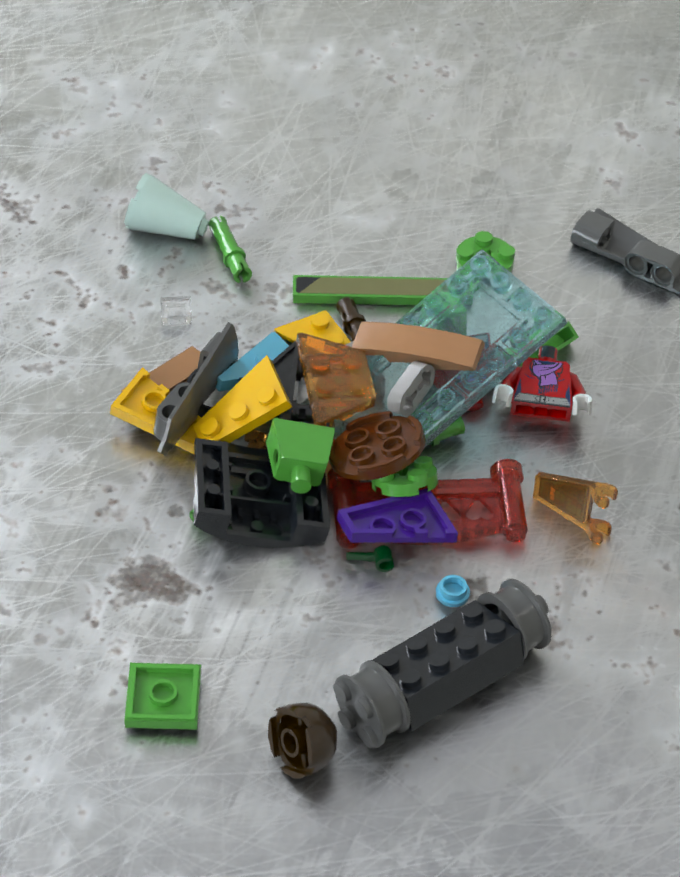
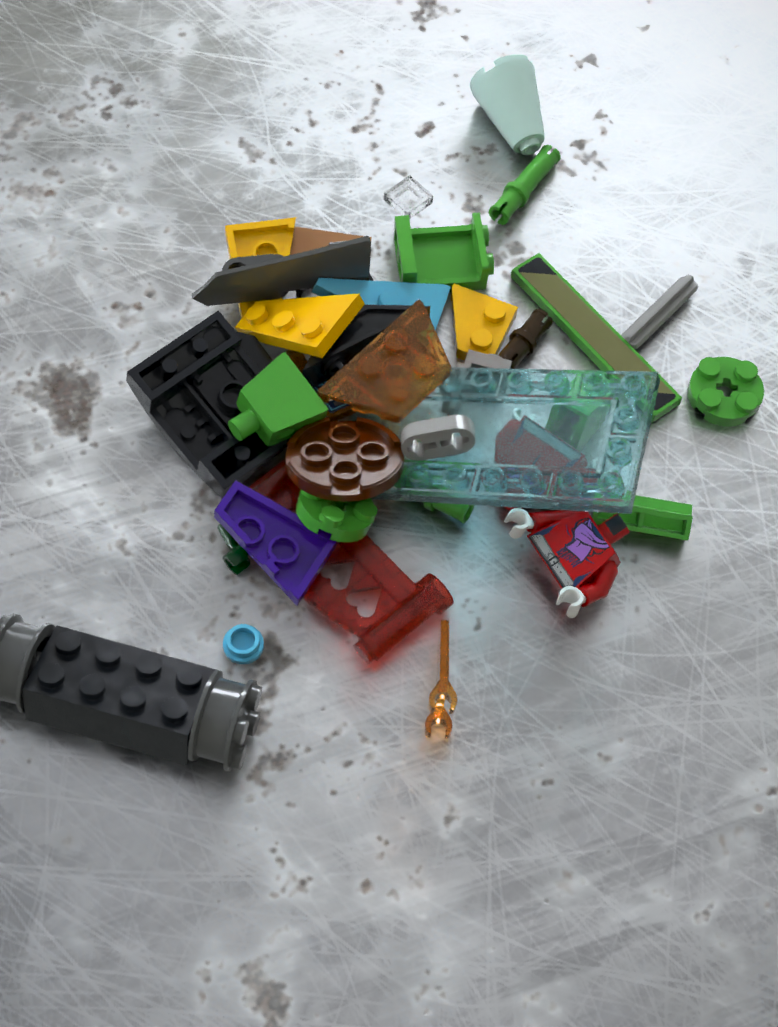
camera: 50 degrees right, 15 degrees up
(252, 312) = (443, 253): none -> bright green panel
(396, 248) = (660, 311): none -> light grey axle
(416, 343) = (488, 407): medium nougat slope -> none

